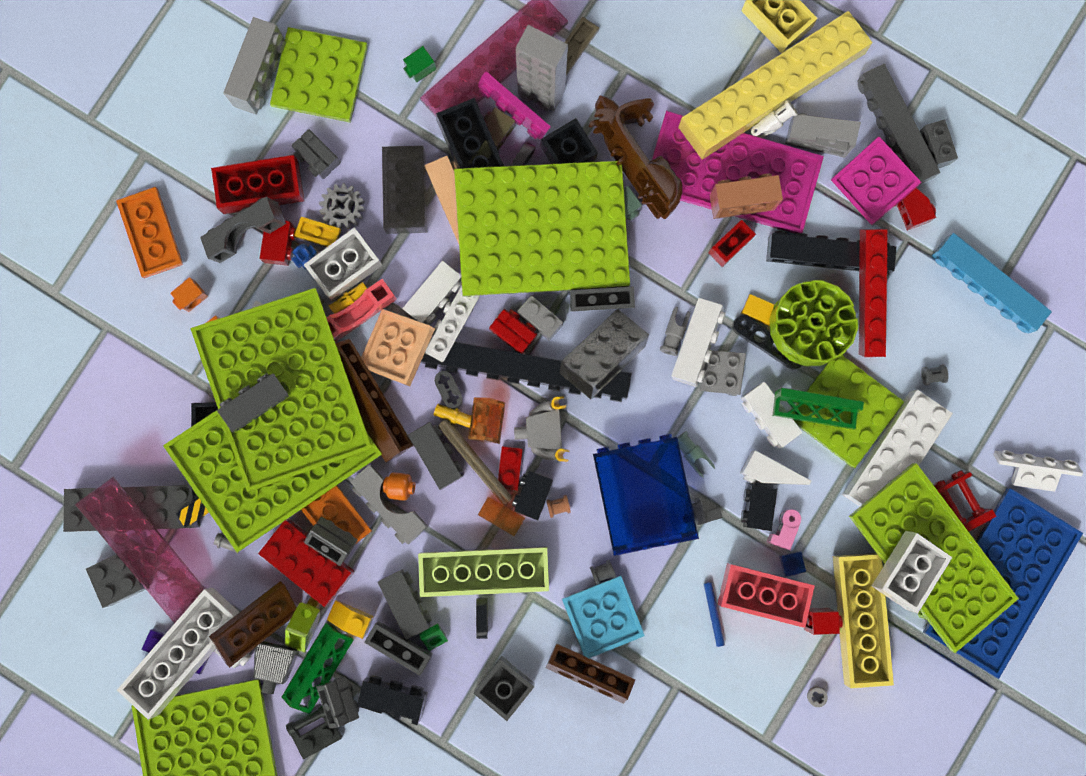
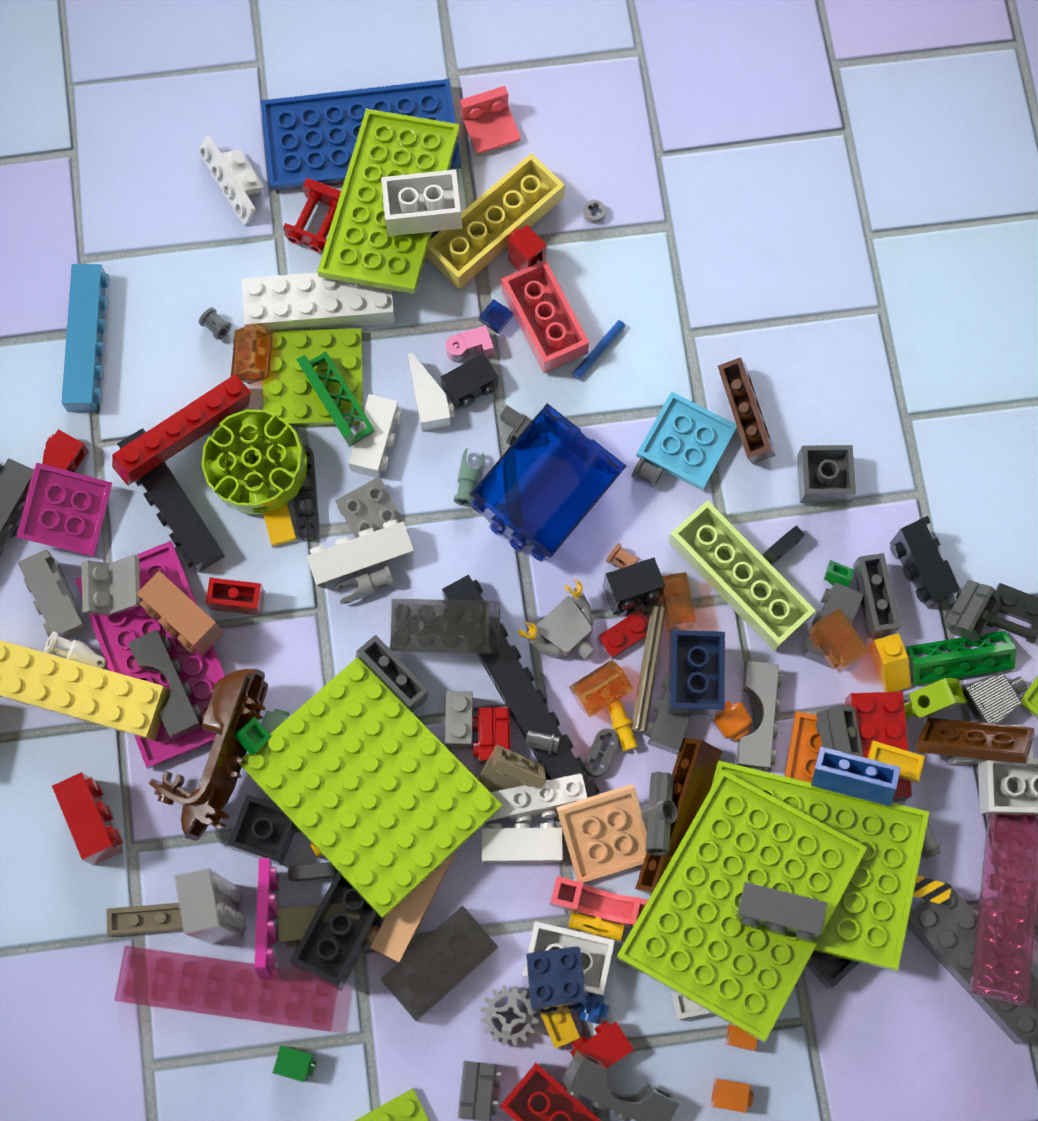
camera: 130 degrees left, 10 degrees down
(285, 560) = (910, 763): none -> yellow tile
(295, 524) = (855, 776): none -> blue brick
(333, 243) = (557, 981): none -> dark blue bracket
(378, 387) = (659, 814): none -> dark grey piece
(388, 593) = (838, 641): none -> clear orange brick
(442, 483) = (696, 672): none -> dark blue brick
(480, 321) = (510, 770): none -> dark tan bracket
(481, 354) = (542, 741): none -> dark grey pin
(629, 180) = (252, 736): none -> green plate
(661, 52) = (88, 818): none -> red brick
(683, 153) = (179, 713): none -> dark grey arch
(800, 169) = (110, 586): none -> light grey bracket
(892, 380) = (252, 353): none -> clear orange brick
(943, 680) = (489, 120): none -> coral bracket

